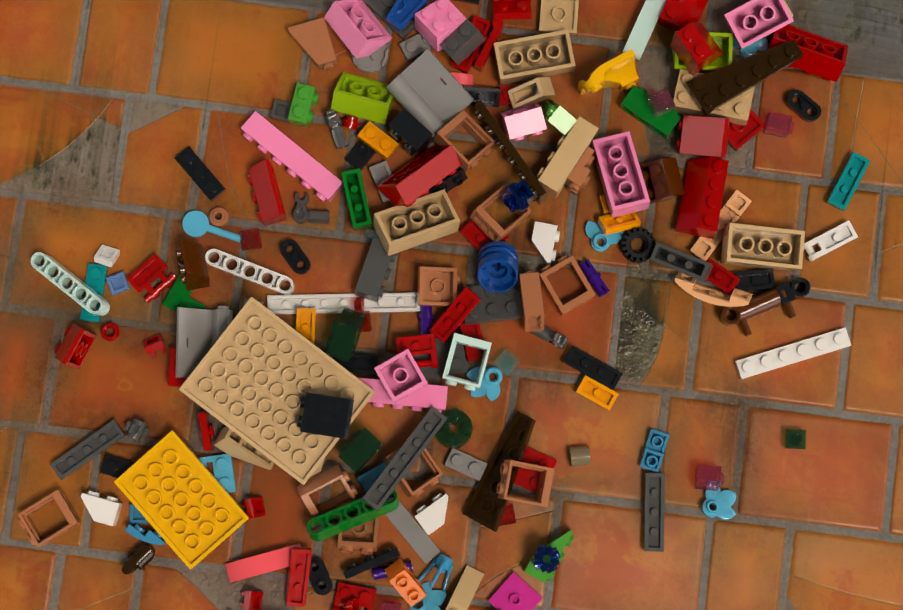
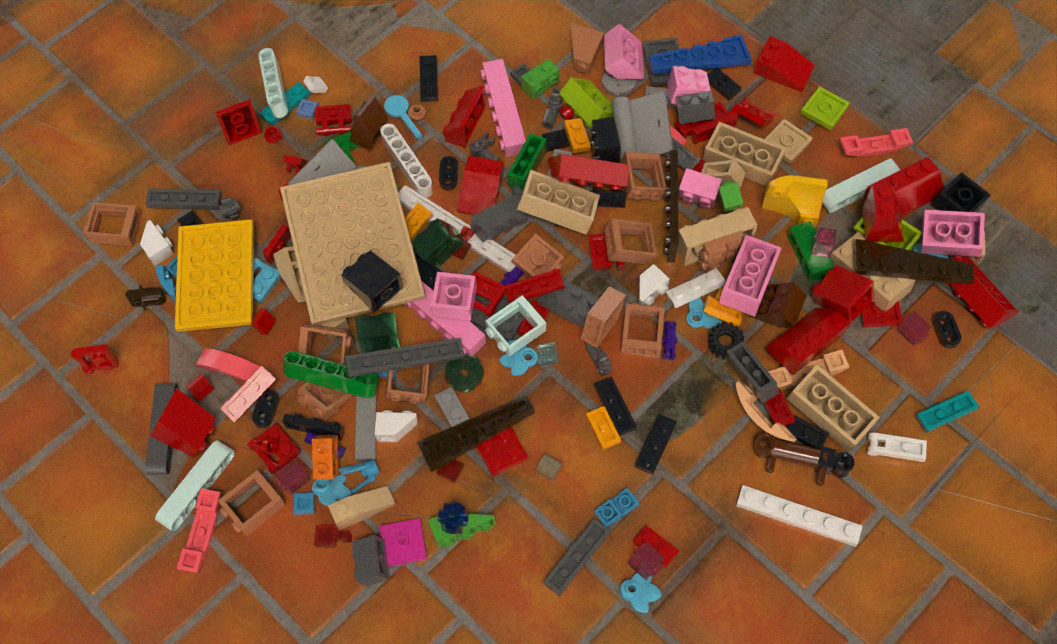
camera: 35 degrees right, 20 degrees down
(250, 239) = (426, 141): clear red tile -> none
(334, 251) = (480, 185): none -> red slope
(497, 266) = (587, 273): blue wheel -> none
(518, 196) = (653, 231): clear blue brick -> none
(543, 487) = (510, 450): nougat window -> none
(582, 215) = (695, 288): none -> white plate
(645, 375) = (655, 444): none -> black plate
(697, 456) = (662, 546): none -> red plate
(795, 439) = (749, 586): clear green plate -> none

